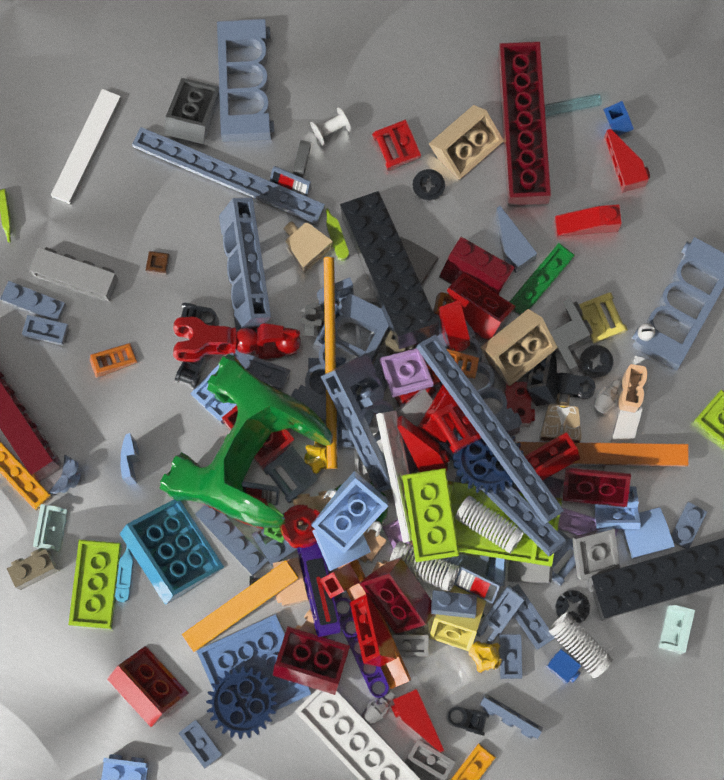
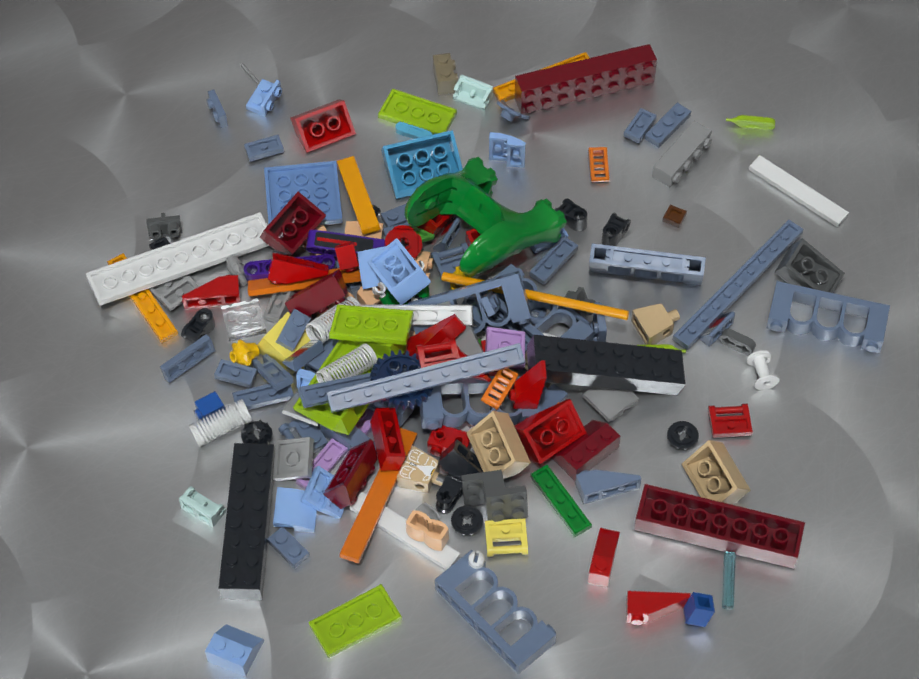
camera: 105 degrees right, 20 degrees down
(204, 339) = (584, 235): red piece -> none
(259, 692) = (281, 174): dark blue gear -> none

